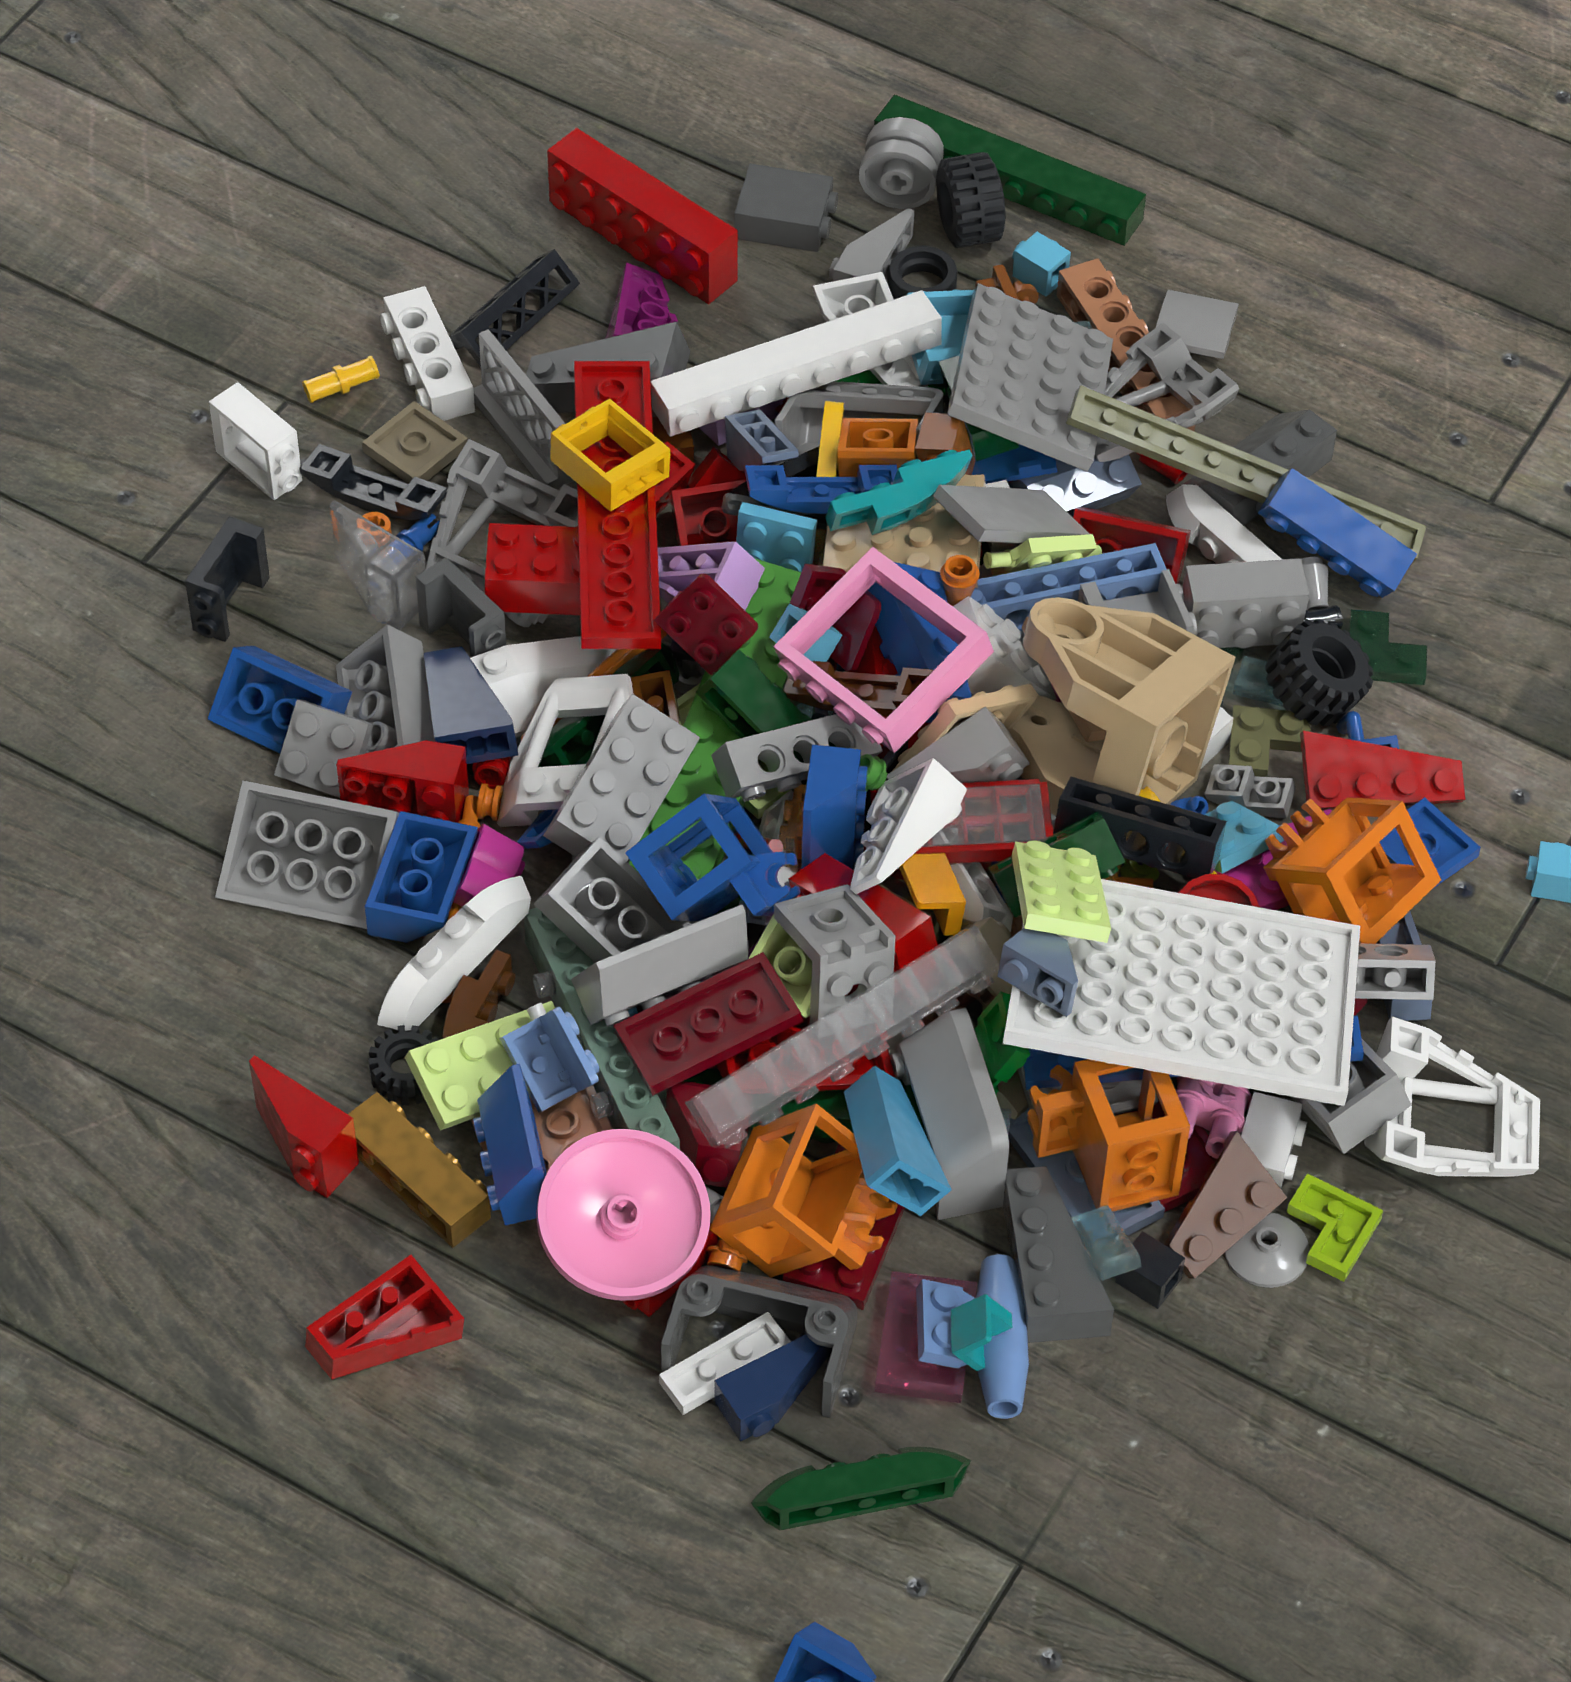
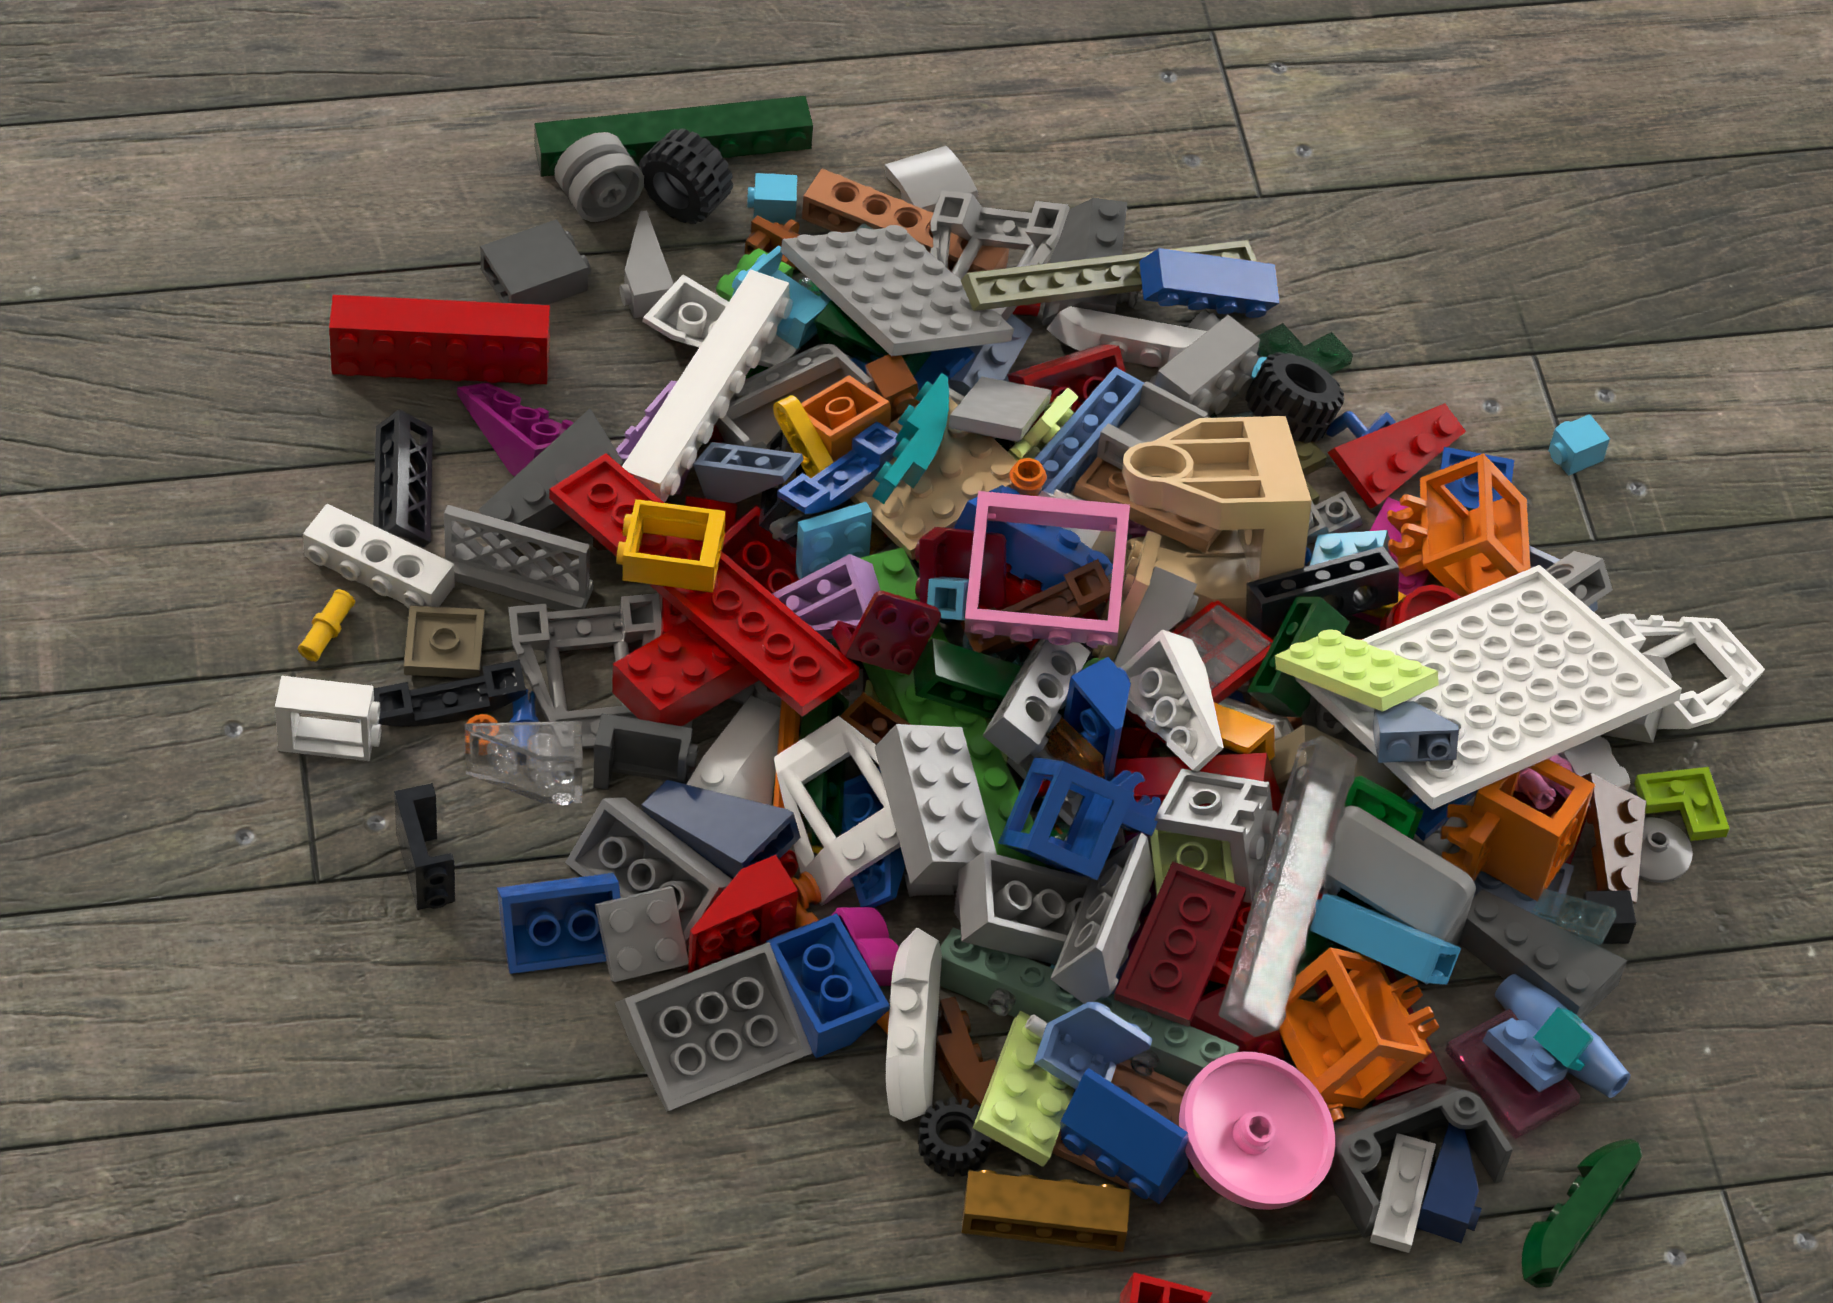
camera: 45 degrees left, 0 degrees up
(308, 1130) = (940, 1238): red slope -> none
(921, 259) = (699, 244): black tyre -> none

